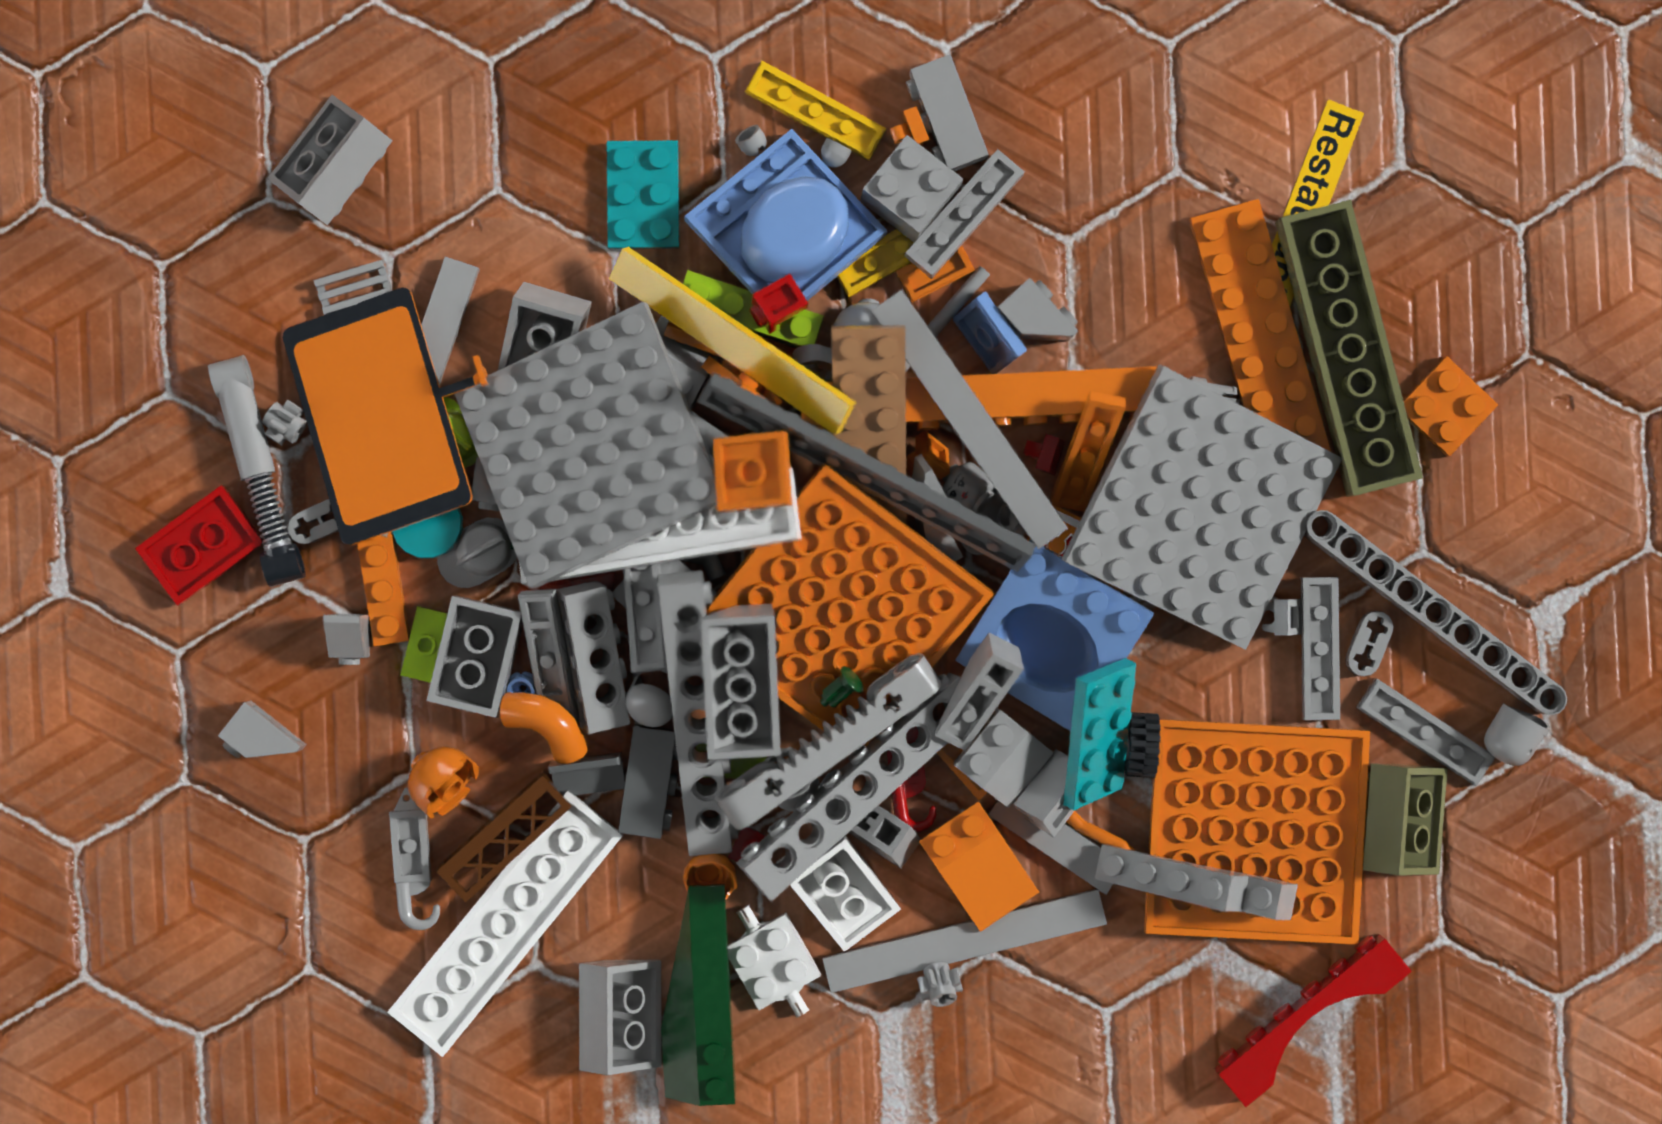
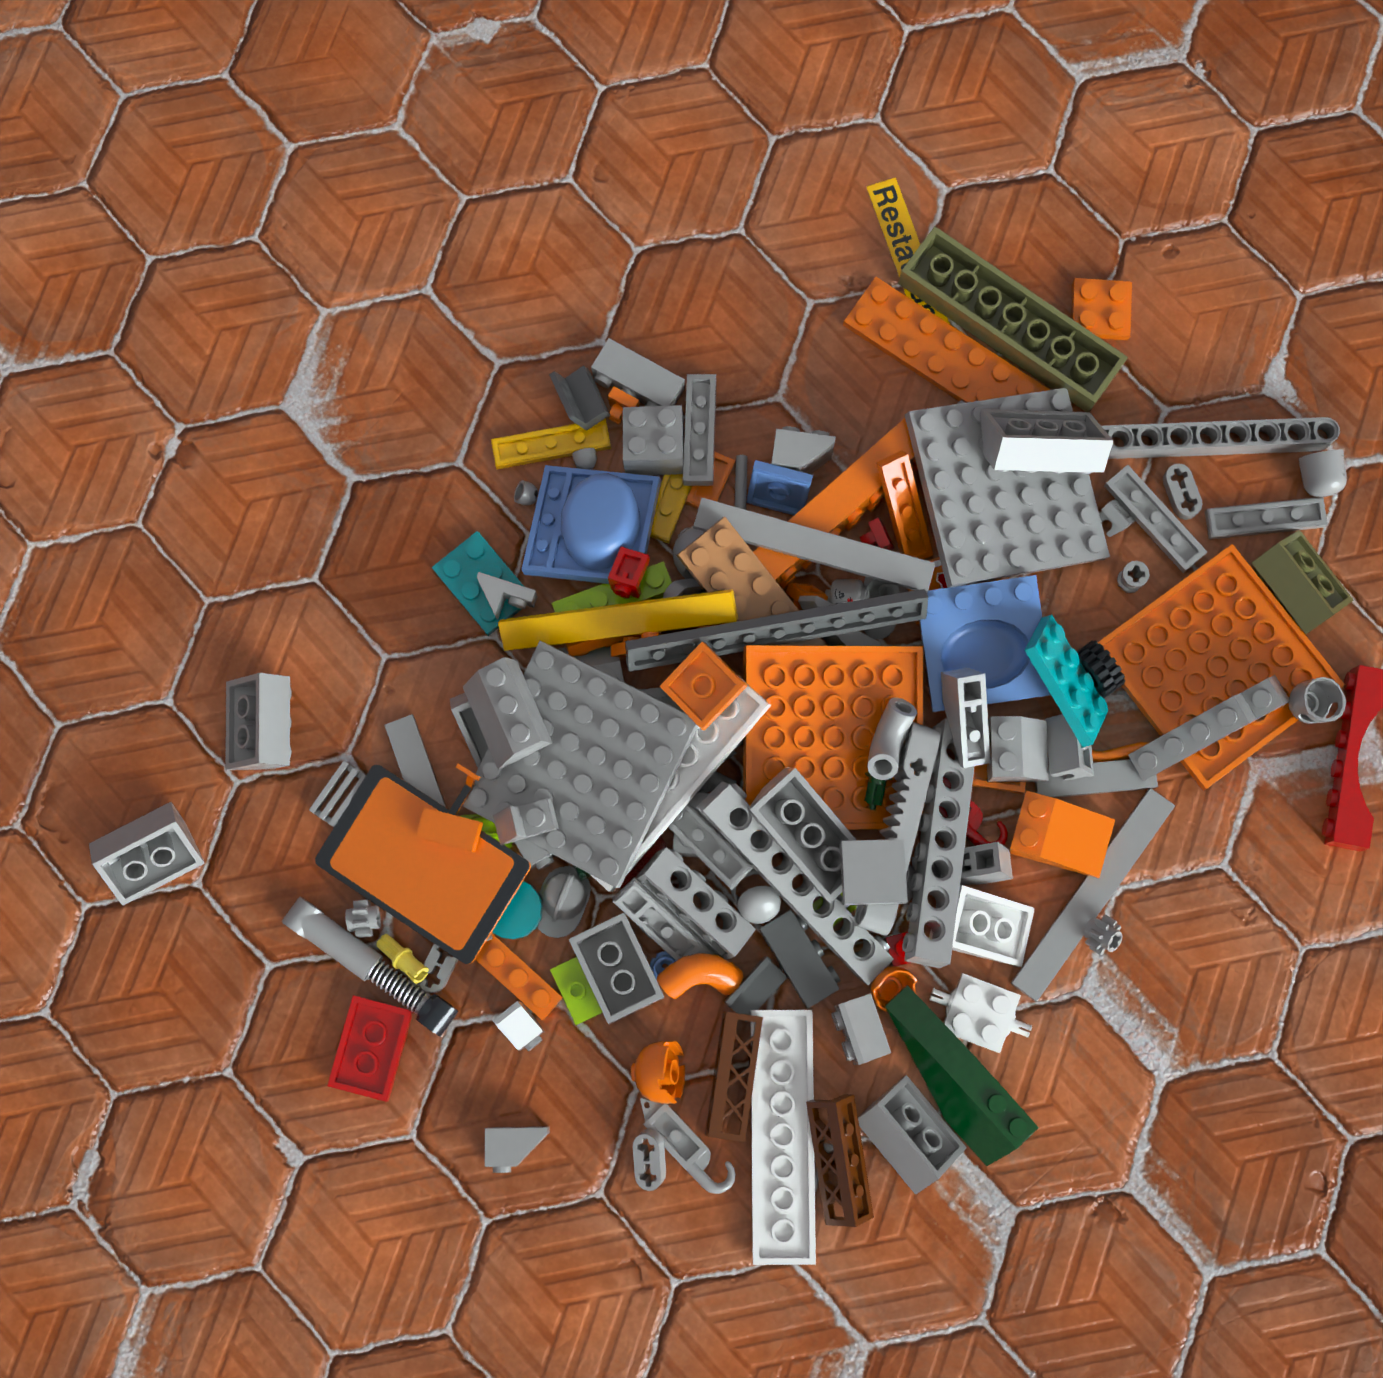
camera: 40 degrees left, 10 degrees down
(133, 200) = (145, 853): none -> light grey slope
(291, 488) = (402, 959): none -> light yellow axle
(365, 844) = (644, 1159): none -> light grey beam
(423, 407) = (449, 829): none -> orange tile
(496, 459) = (525, 821): none -> light grey slope
(540, 993) = (846, 1161): none -> reddish brown fence
(559, 345) = (506, 712): none -> light grey slope
(646, 217) = (499, 590): none -> light grey slope
(651, 891) = (861, 1030): none -> light grey slope
(768, 766) = (873, 872): none -> light grey tile
(876, 90) = (580, 397): none -> dark grey panel
(889, 655) = (889, 738): none -> light grey cylinder
(1262, 686) = (1139, 571): none -> light grey bush
(1270, 495) = (1044, 441): none -> light grey slope
(1320, 938) = (1313, 698): none -> light grey helmet

